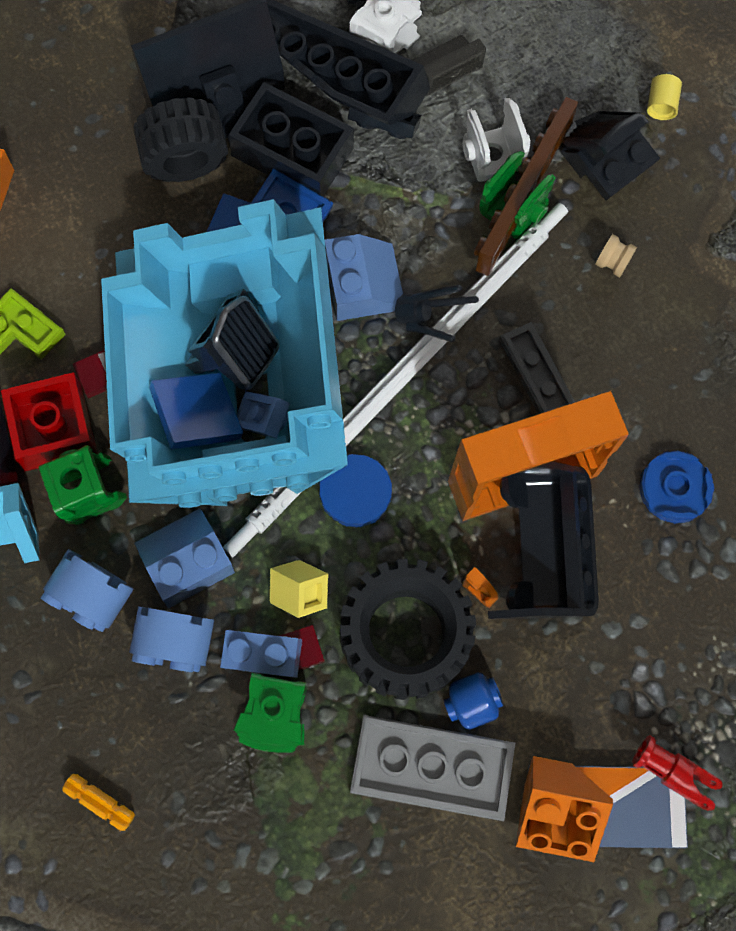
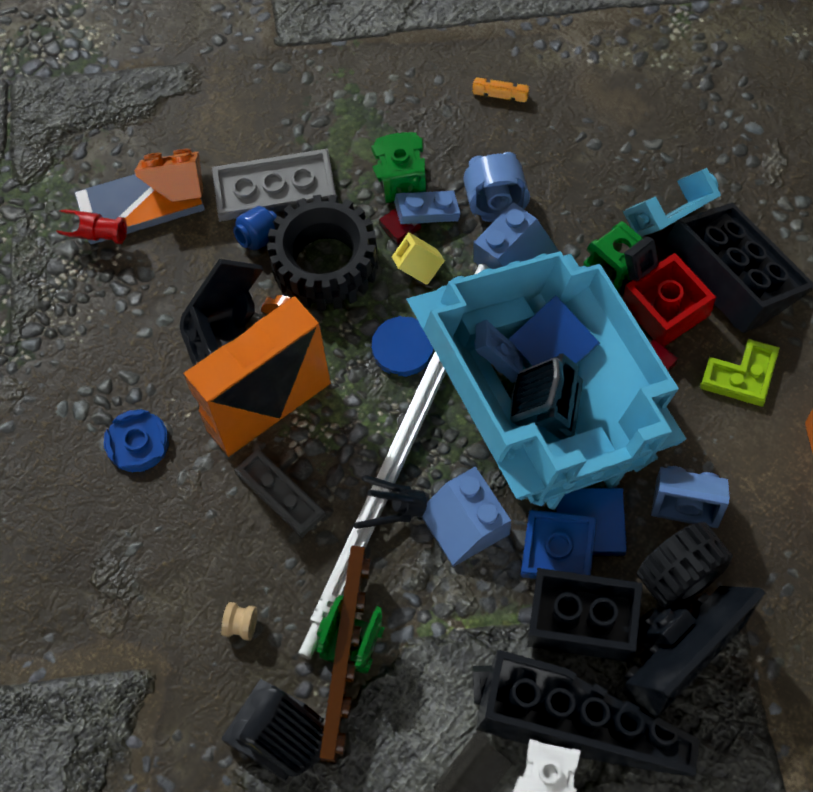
camera: 170 degrees right, 10 degrees down
(58, 450) = (641, 258): none -> black tile
(86, 590) = (573, 195): medium blue brick -> none
(133, 203) = (690, 496): none -> medium blue slope
(508, 139) = (399, 673): white piece -> none

